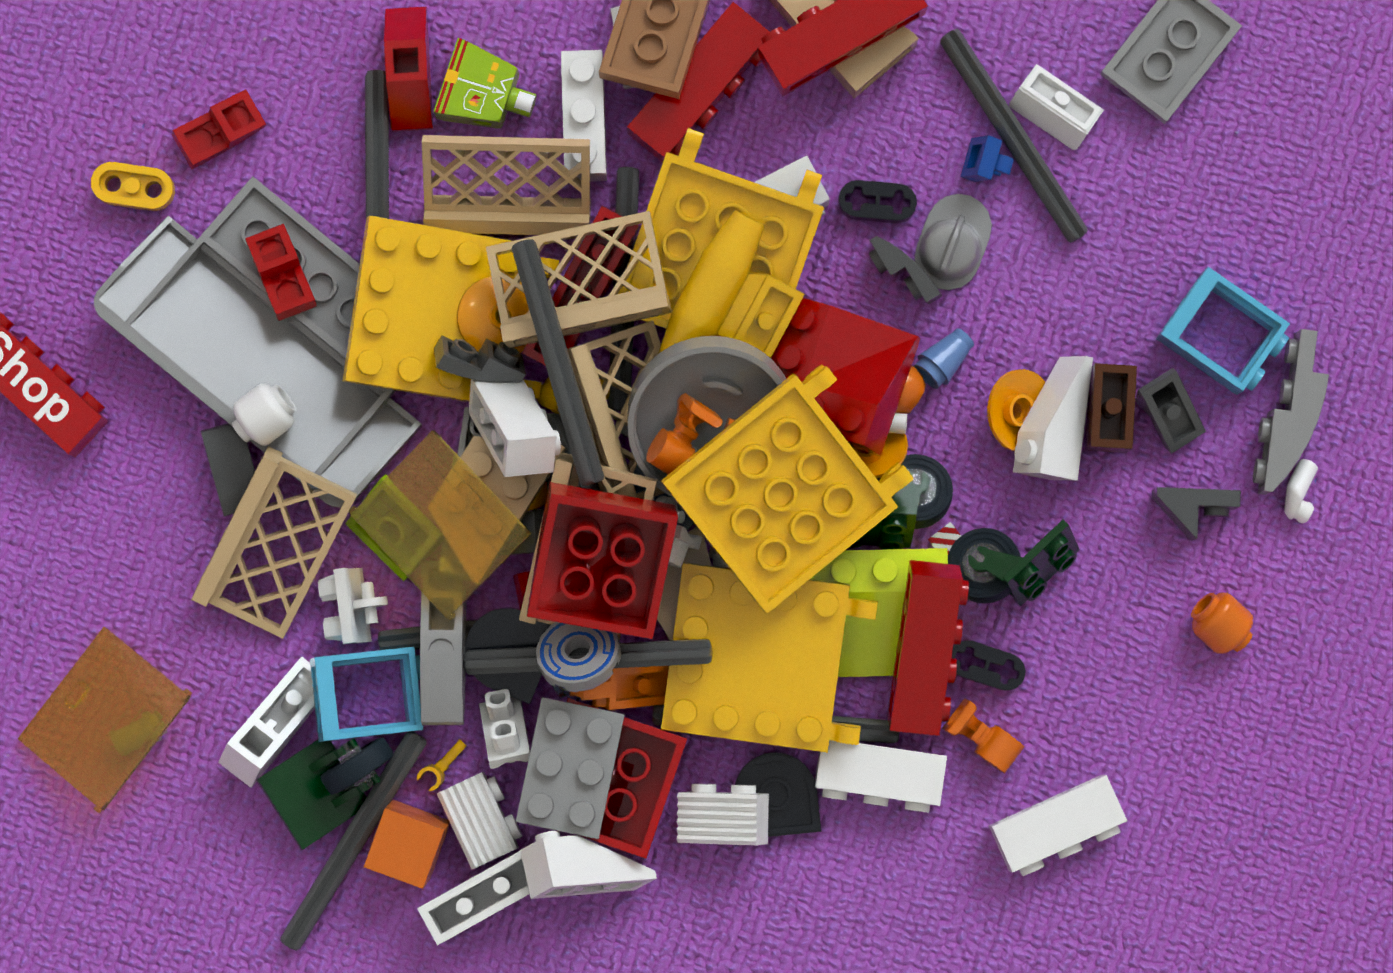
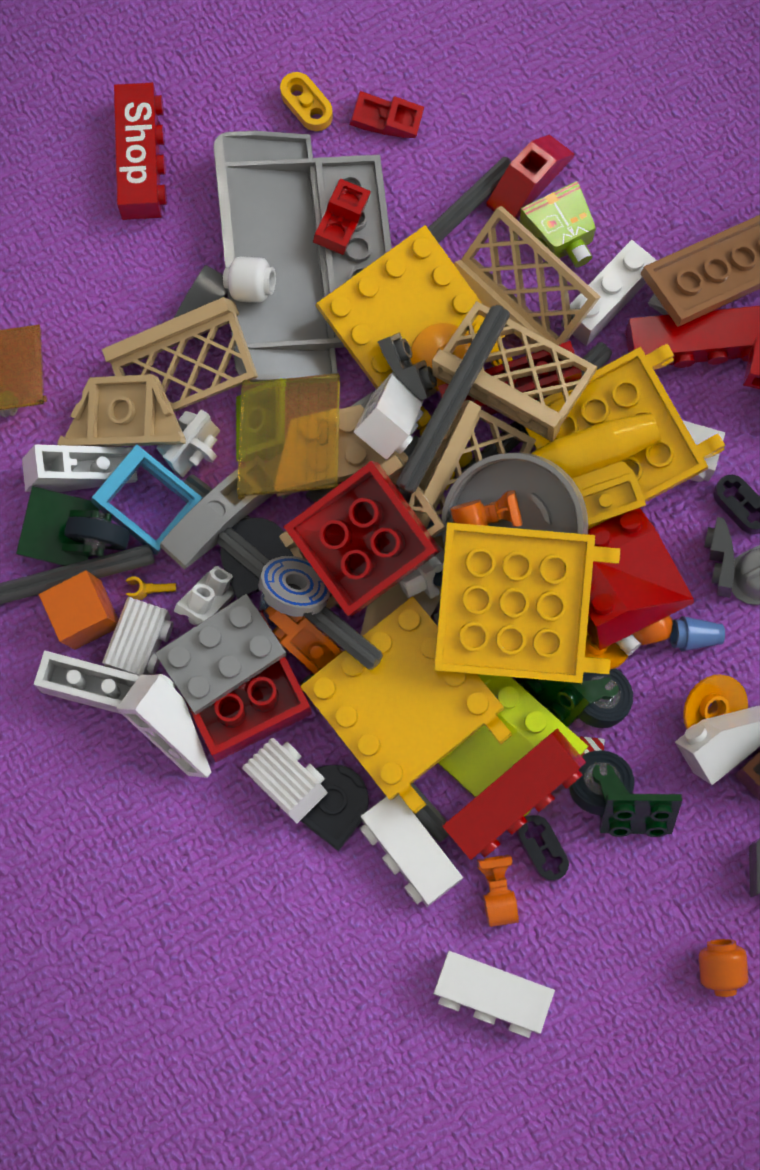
camera: 45 degrees right, 10 degrees down
(268, 638) = (123, 413): none -> tan wing

